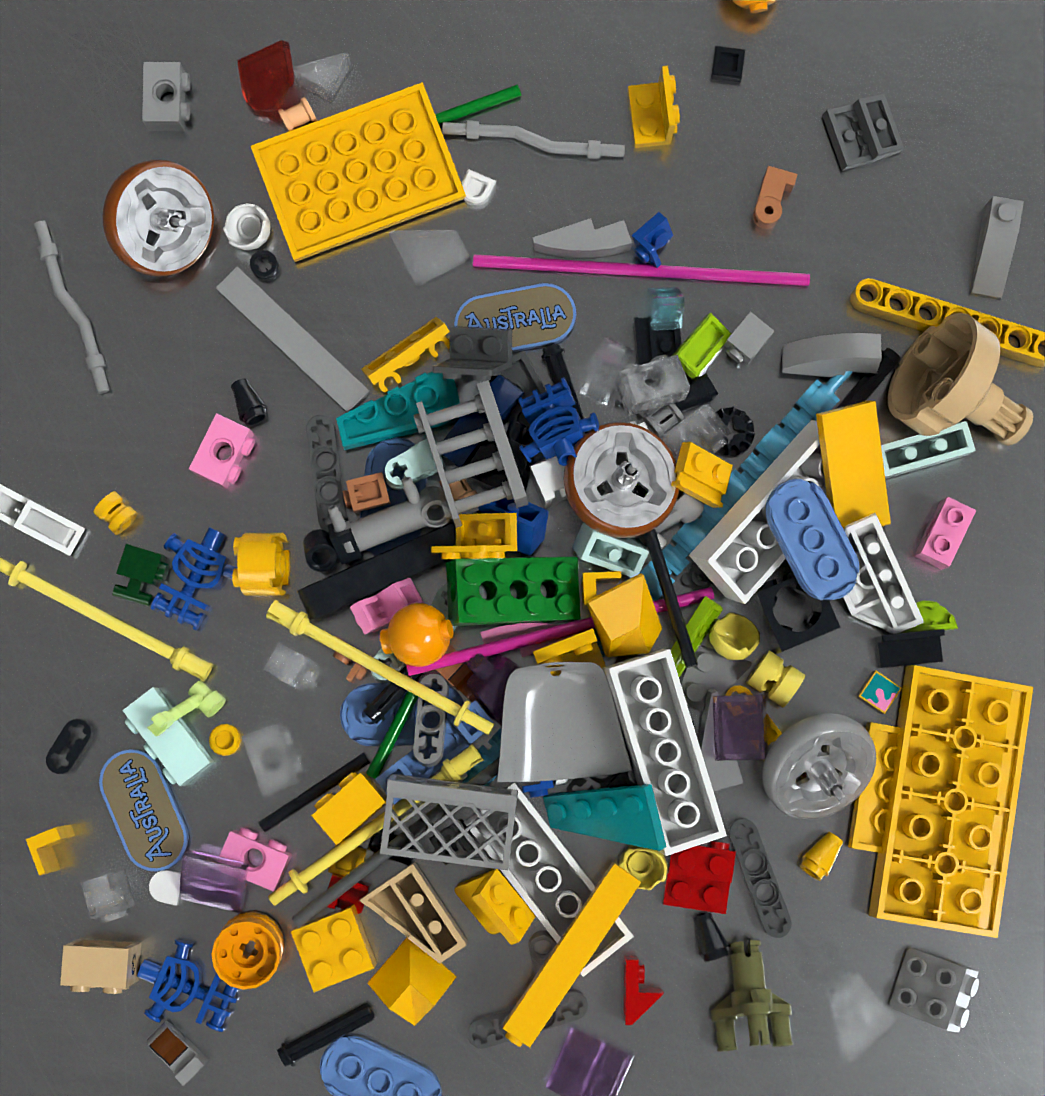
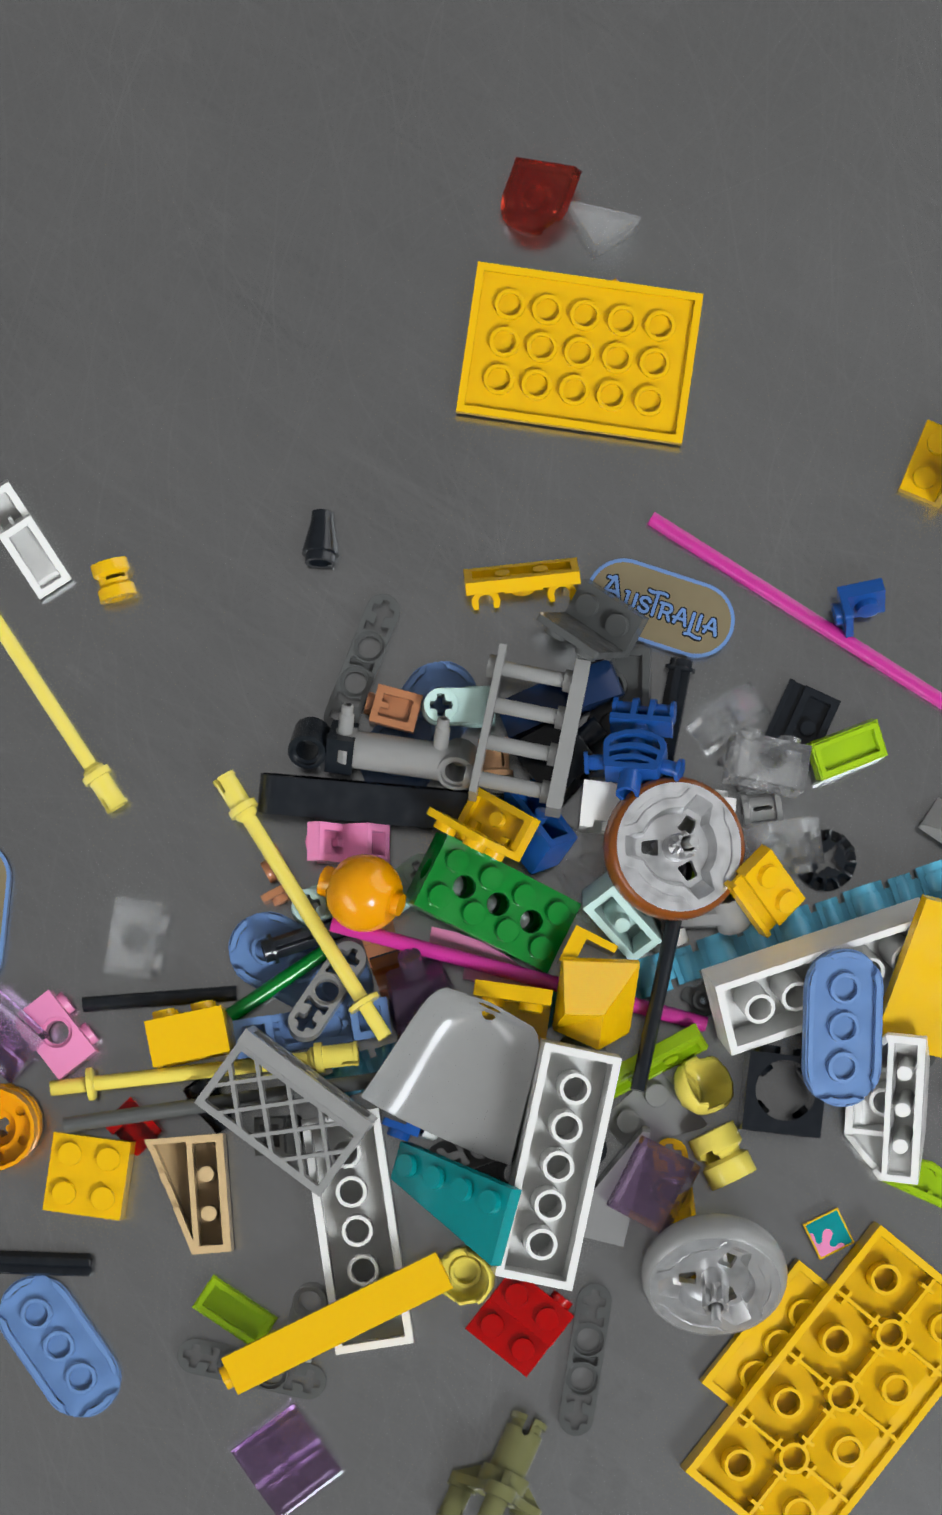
camera: 30 degrees right, 0 degrees up
(48, 253) = (181, 402): light grey bar -> none
(128, 220) = (344, 321): flat silver wheel -> none
(141, 567) = (108, 655): dark green brick -> none
(158, 80) = (417, 133): light grey brick -> none
(175, 747) = (36, 852): light aqua brick -> none
(202, 698) = (94, 830): yellowish green brick -> none
(208, 549) = (190, 674): blue piece -> none
(222, 433) = (273, 557): bright pink brick -> none
(225, 739) = (96, 889): yellow tile -> none
(247, 227) = (425, 347): white hair -> none
(259, 256) = (410, 398): black bush -> none
(261, 564) = (239, 723): yellow brick -> none
(292, 667) = (210, 852): clear brick -> none
(293, 340) = (407, 497): light grey tile -> none
(297, 115) = (547, 254): light nougat bush -> none
(349, 861) = (155, 1093): yellow tile -> none
(394, 413) = (472, 637): teal wing -> none
(411, 982) = (151, 1258): yellow slope -> none
(429, 252) = (608, 482): clear wing -> none
(477, 188) = (699, 441): white tile -> none
(478, 104) = (751, 349): green bar -> none
(492, 985) = (234, 1311): none -> lime tile
(496, 905) = (286, 1227): yellow bracket -> none
(584, 241) = (782, 564): light grey slope -> none
(592, 149) = (849, 468): light grey bar -> none
(636, 999) = (380, 1414): red slope -> none
(666, 308) = (830, 686): clear light blue slope -> none
(700, 393) = (817, 799): black cone -> none
(710, 939) = (494, 1395): black cone -> none
(748, 339) = (901, 770): light grey brick -> none
(820, 858) = (664, 1374): yellow cone -> none
(909, 648) = (887, 1205): black panel -> none

